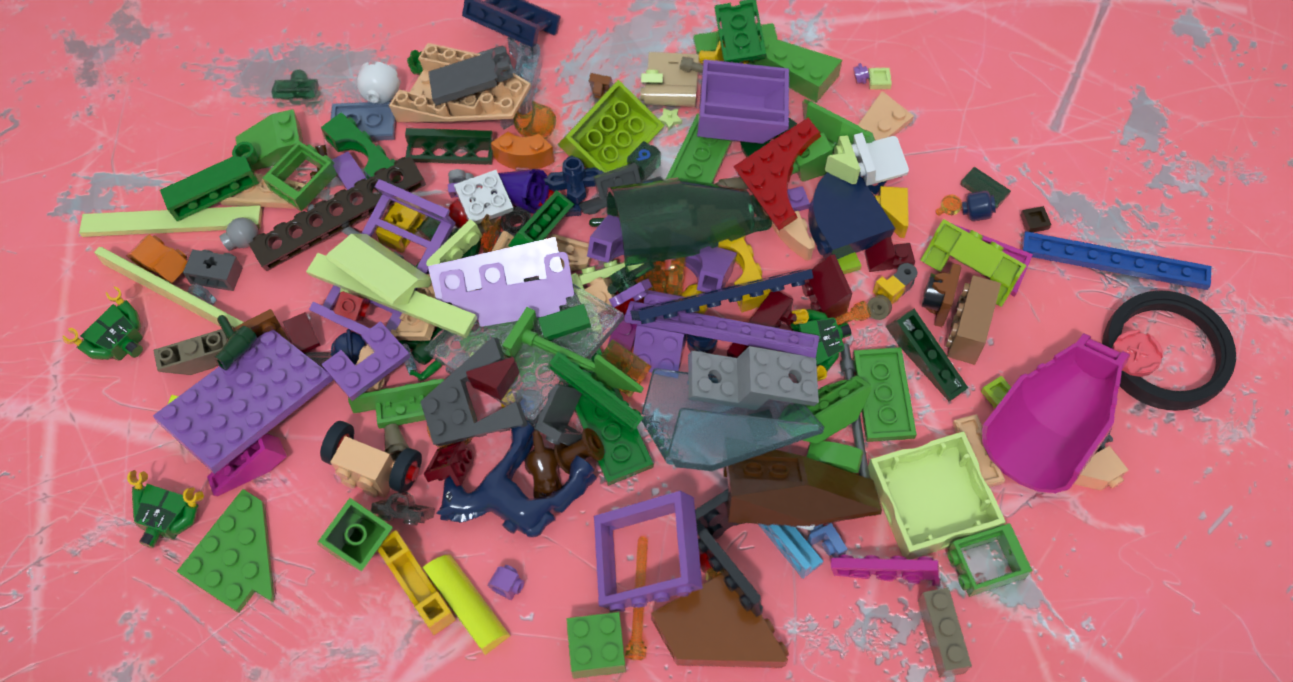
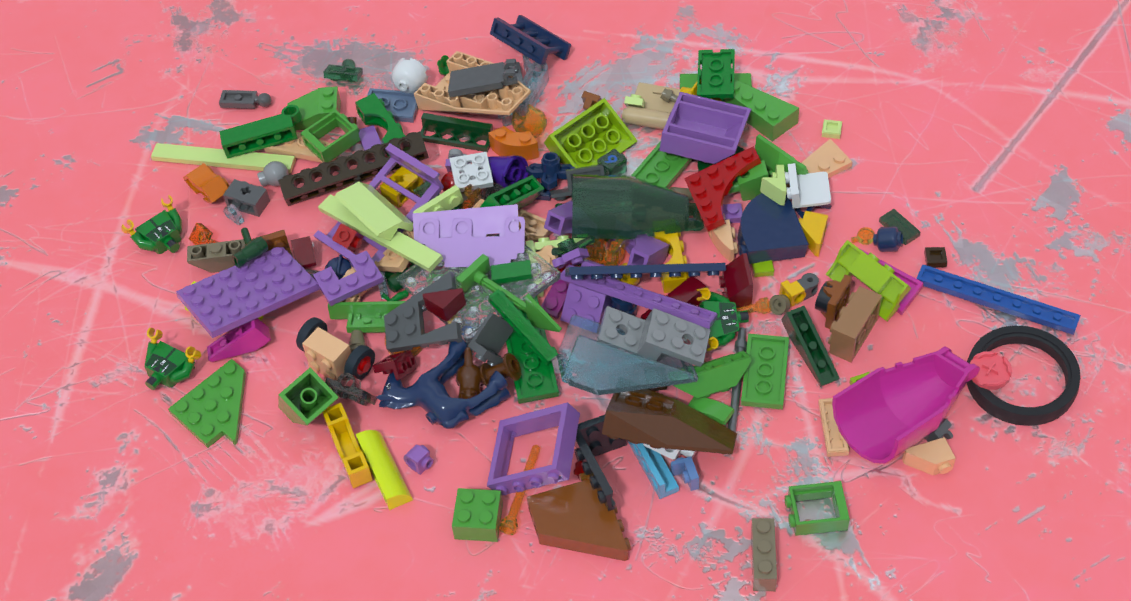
camera: 15 degrees right, 10 degrees down
(163, 287) = (204, 203): yellowish green tile -> none
(169, 331) = (201, 235): none -> clear orange plate
(179, 140) = (243, 99): none -> dark grey plate
(626, 362) = (556, 312): clear yellow brick -> none
(670, 118) = (644, 136): yellowish green piece -> none
(861, 73) = (815, 122): medium lavender plate -> none
(887, 569) = (730, 499): dark pink wing -> none
(888, 256) = (795, 267): dark red slope -> none
(934, 495) = (783, 450): yellowish green tile -> none

